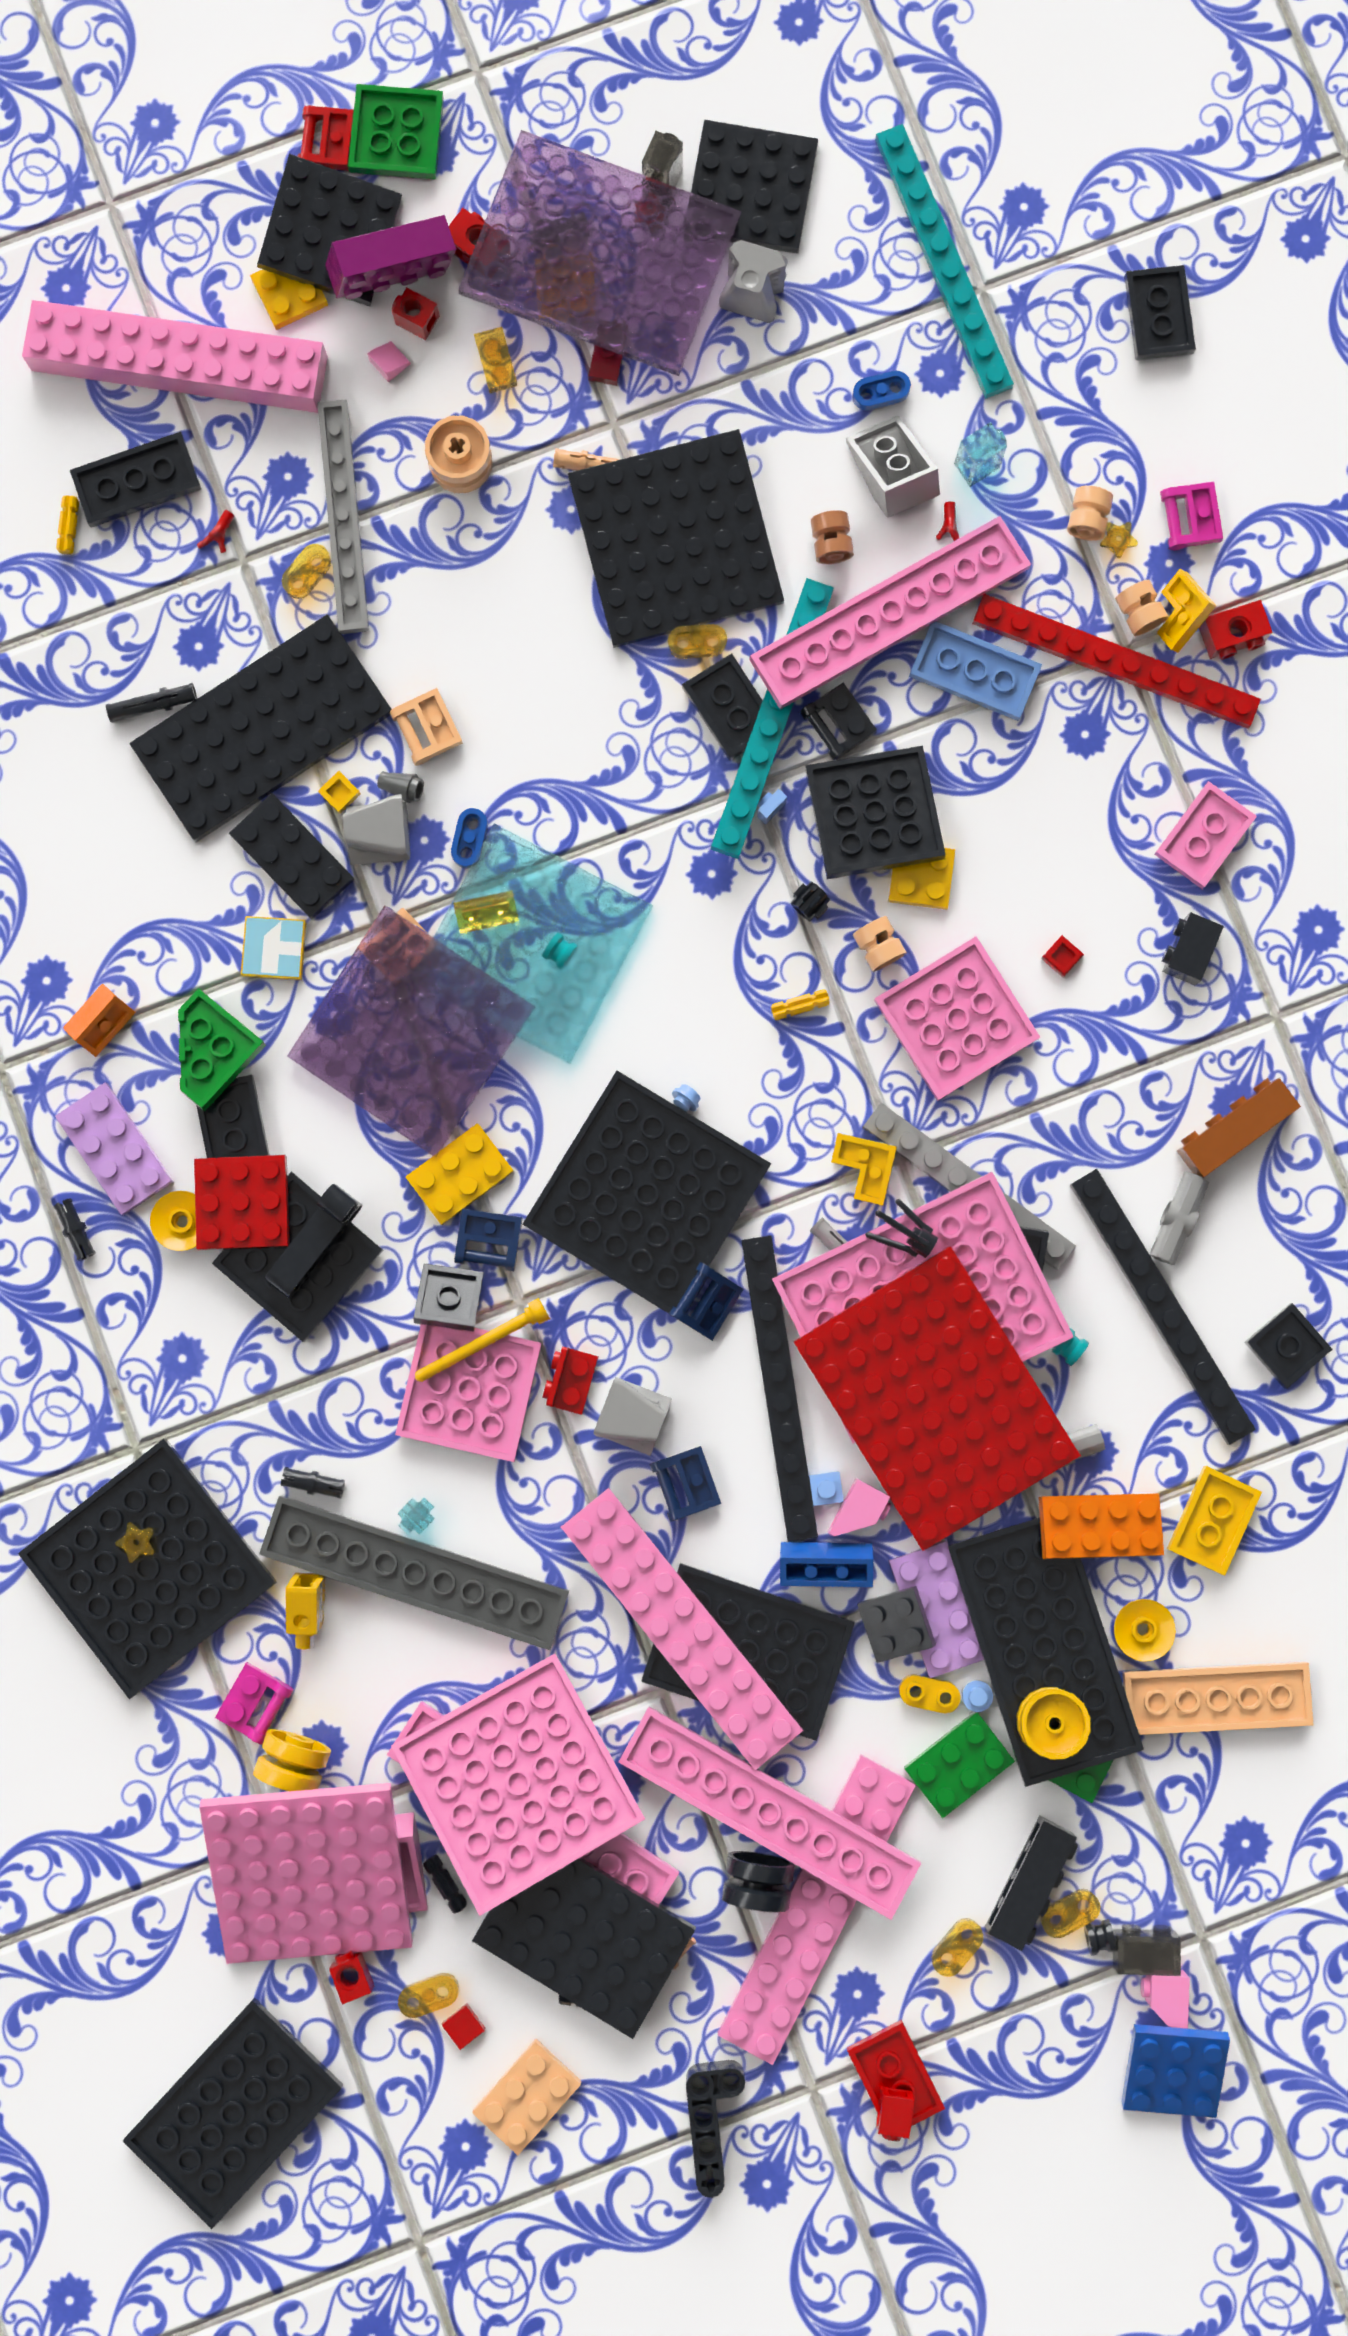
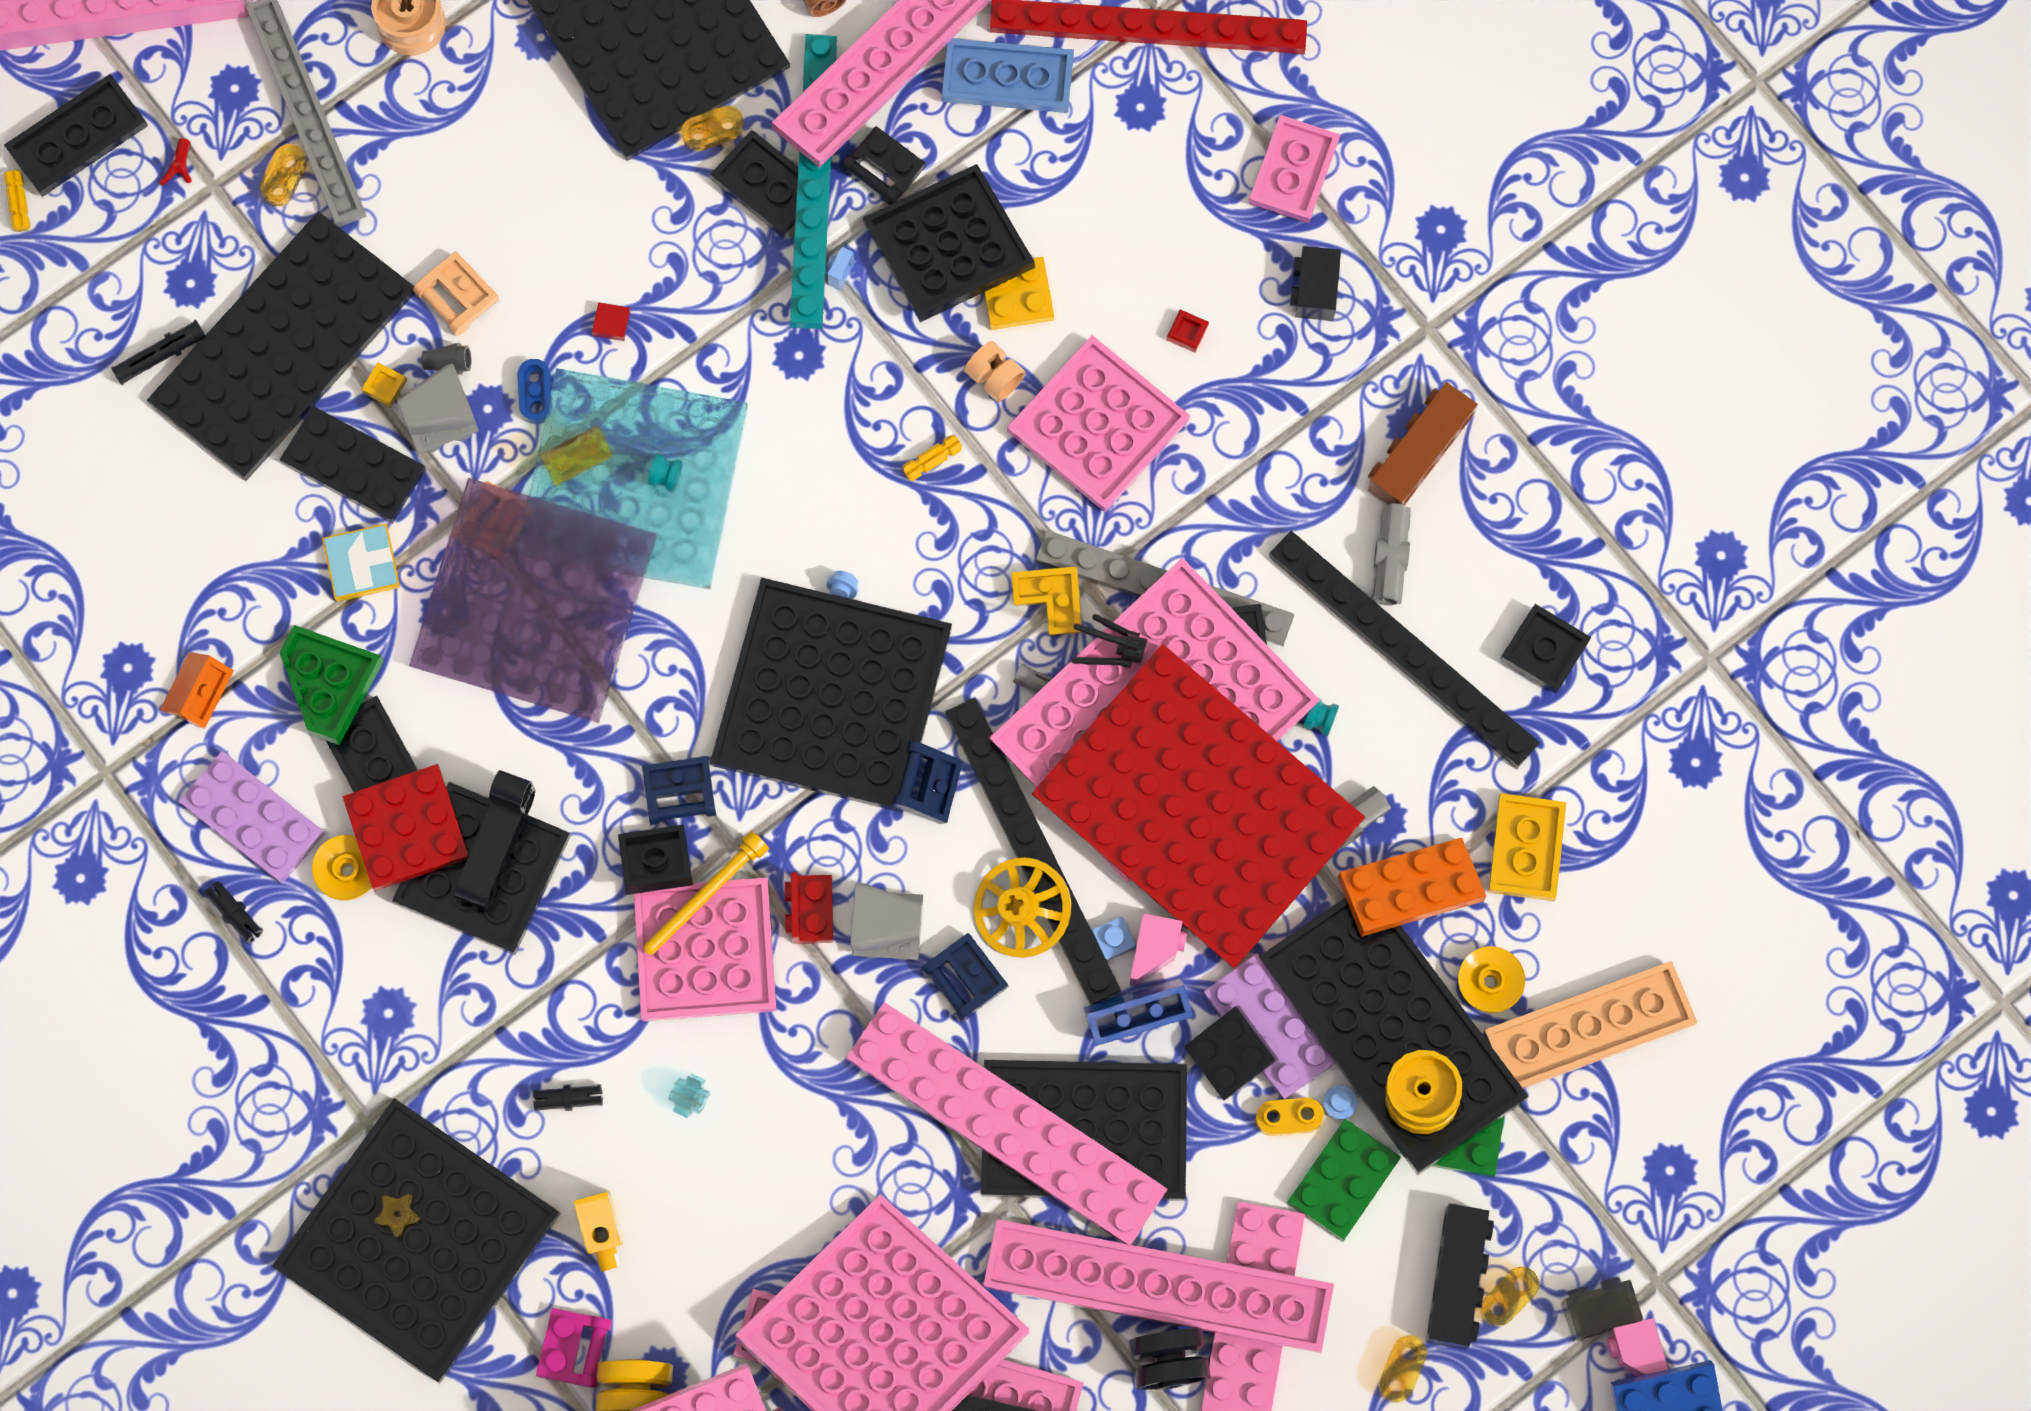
camera: 20 degrees left, 10 degrees down
(414, 1572) = (704, 1156): dark grey plate -> none
(459, 1174) = (628, 734): yellow plate -> none
(555, 793) = (611, 321): none -> red tile
(753, 1438) = (1021, 906): none -> yellow wheel
(810, 901) = (910, 350): black gear -> none
(1100, 1937) = (1548, 1311): black wheel -> none

